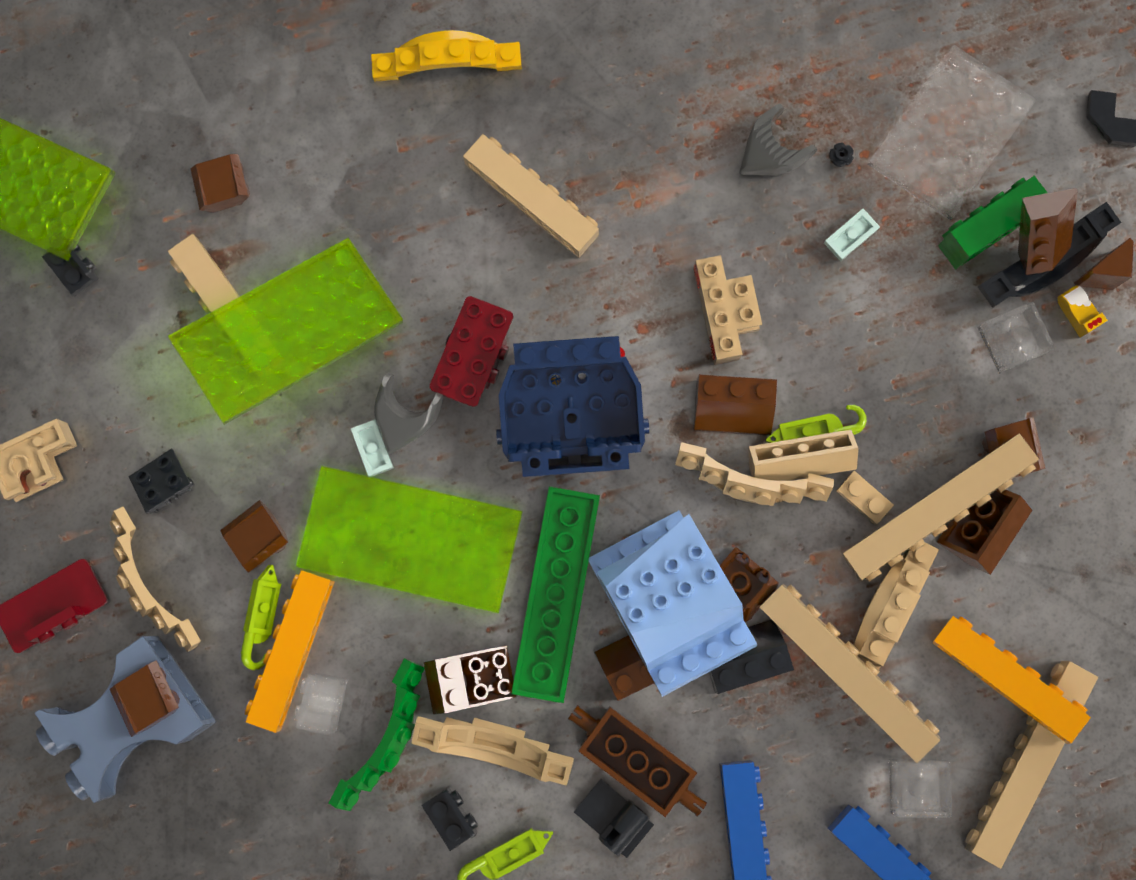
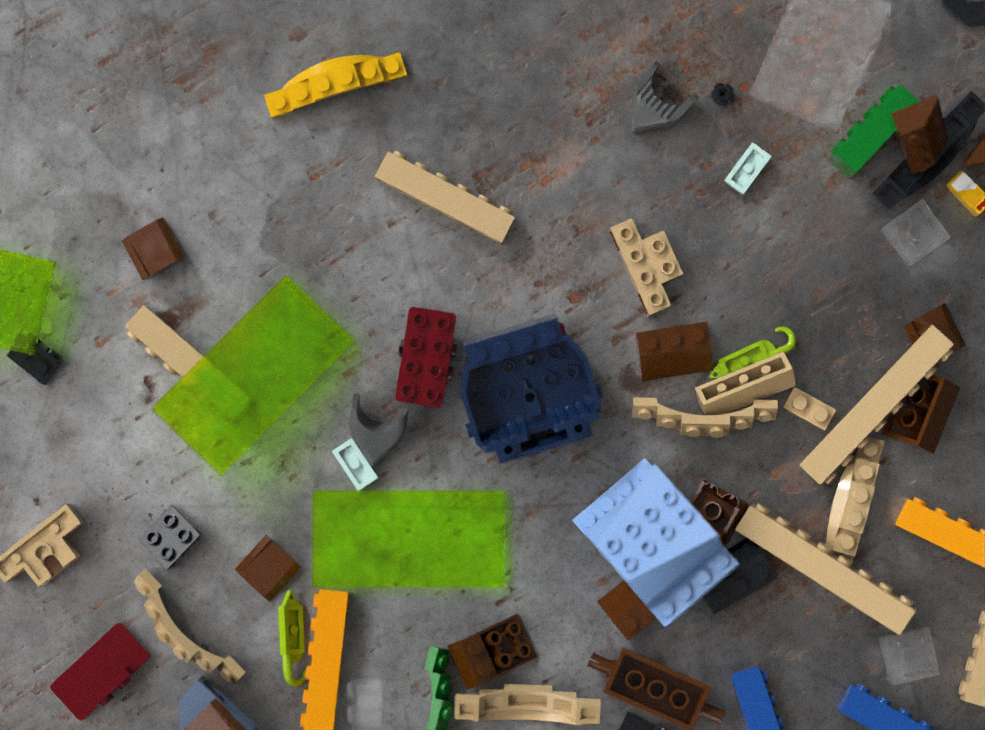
camera: 15 degrees left, 5 degrees up
(555, 595) = (551, 558): green plate -> none

